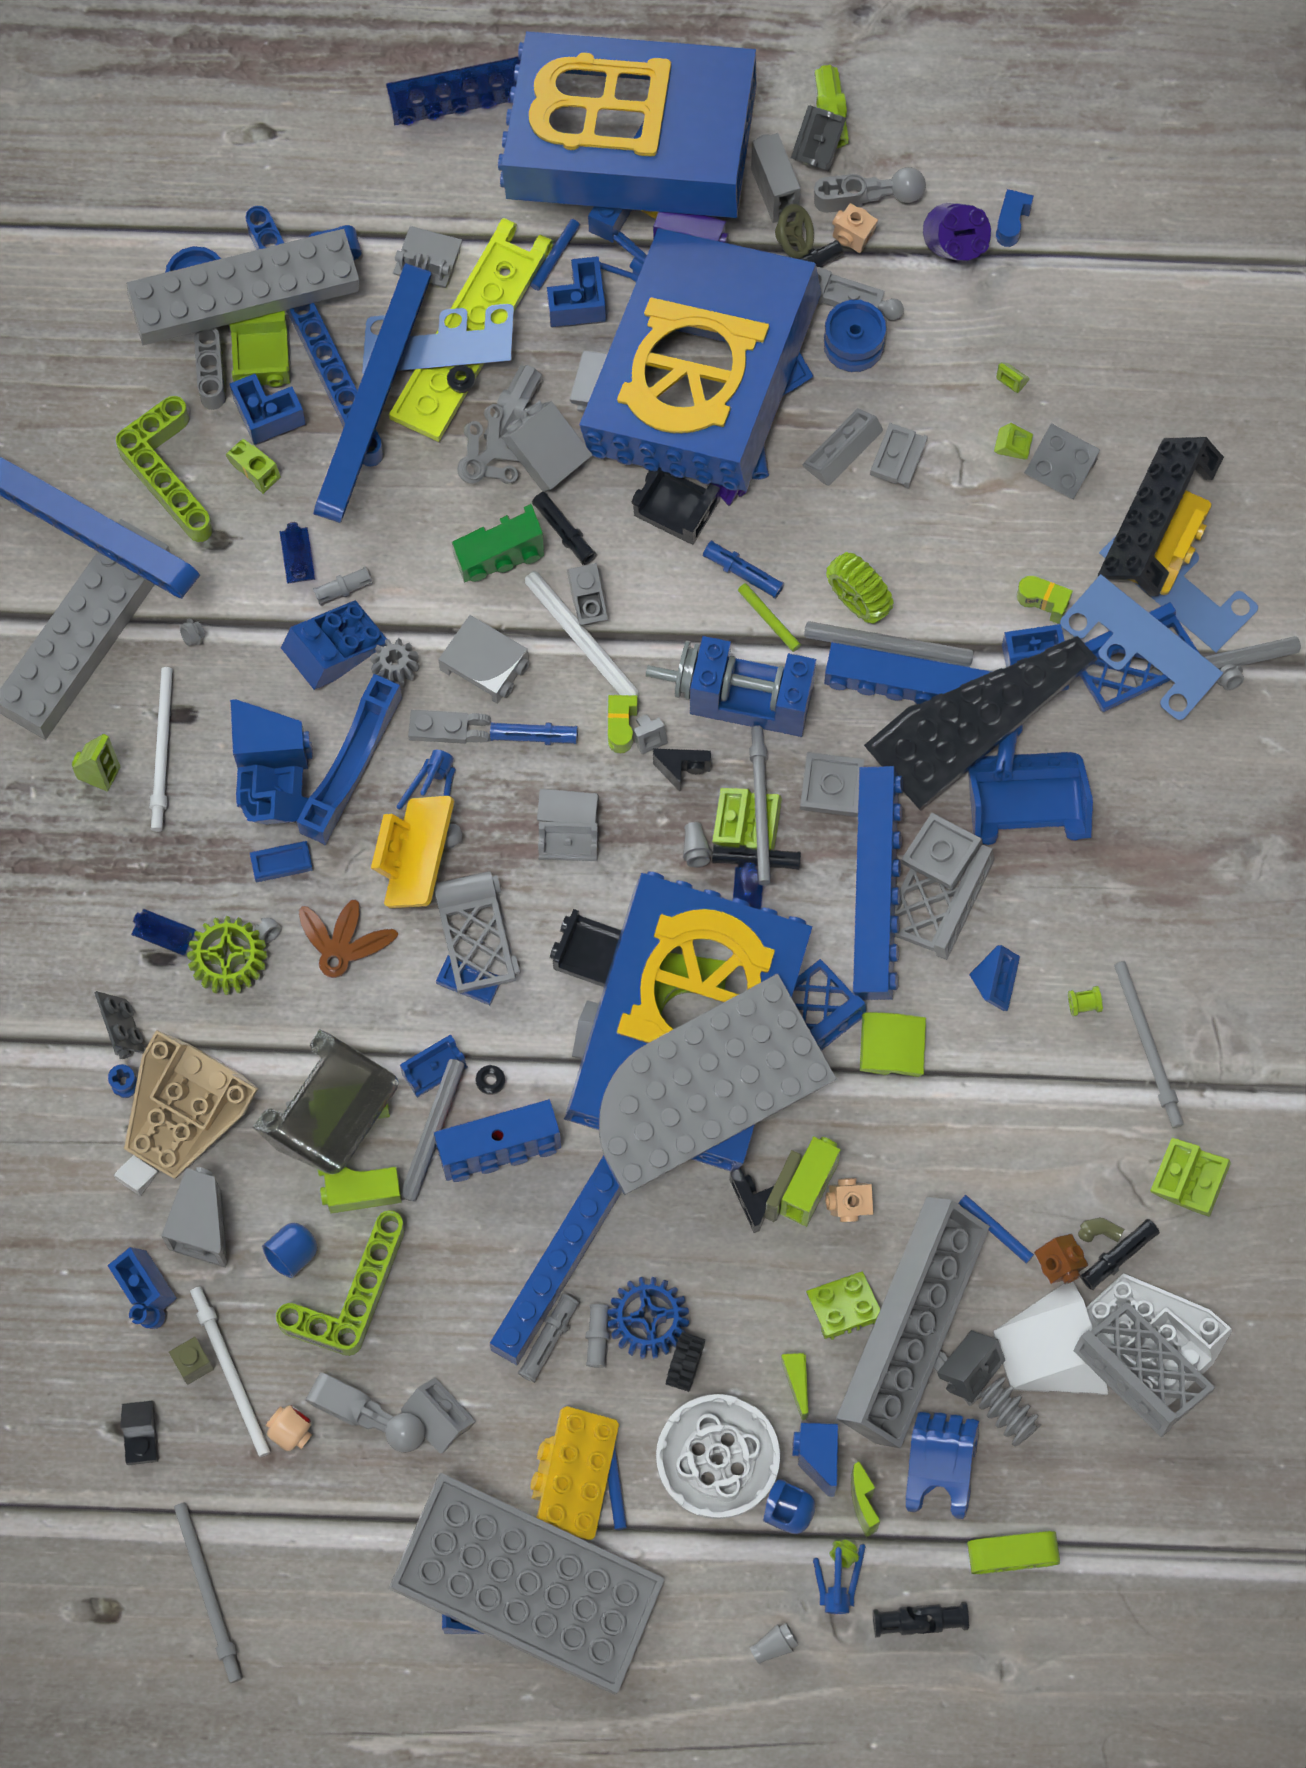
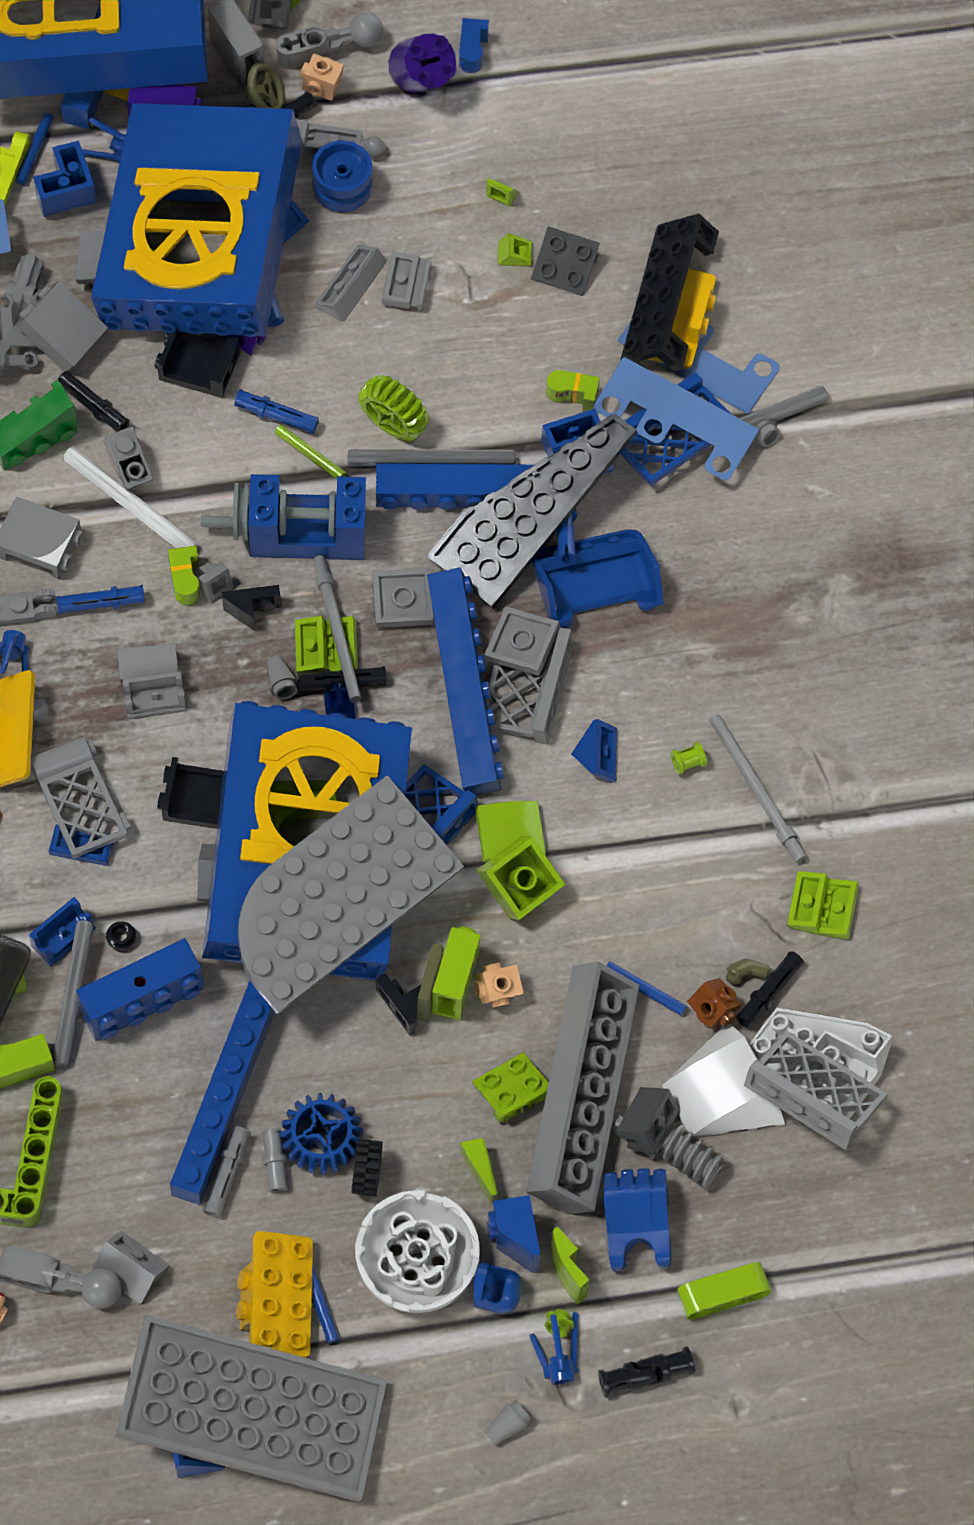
camera: 15 degrees left, 5 degrees down
(893, 1095) = (520, 877): none -> lime brick

